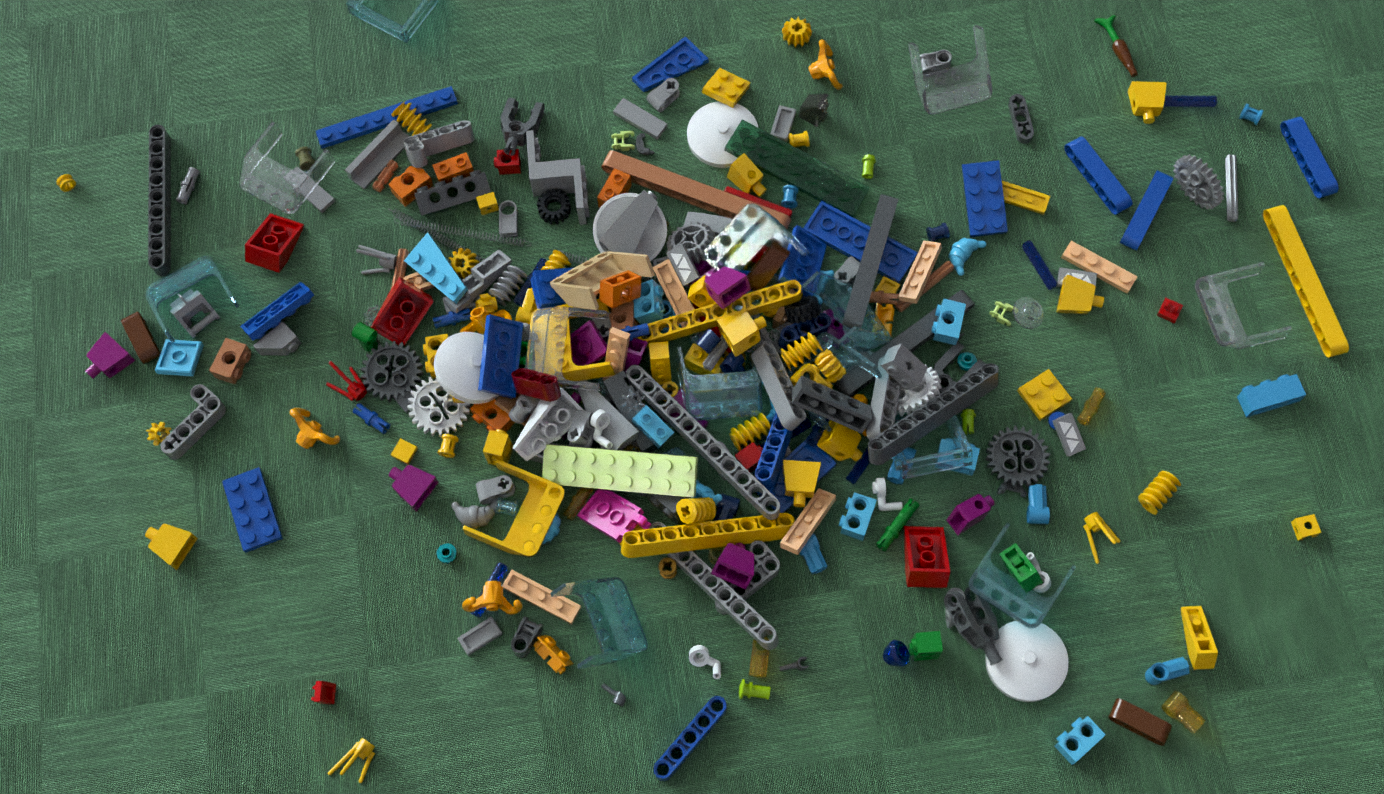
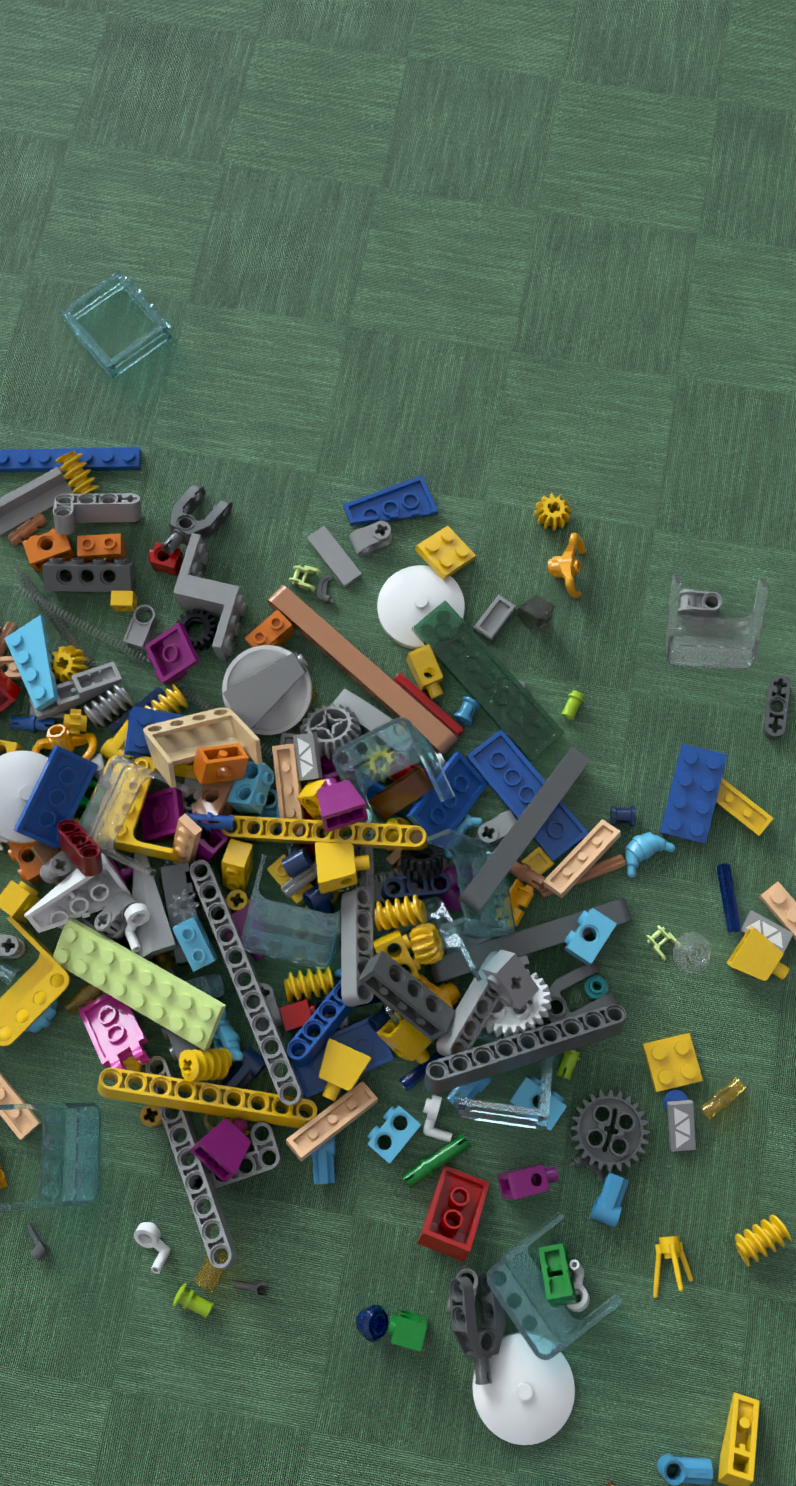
camera: 20 degrees right, 5 degrees up
(544, 229) = (172, 654): none -> magenta plate
(693, 728) = (86, 1335): blue beam -> none
(799, 139) = (504, 645): yellow bush -> none

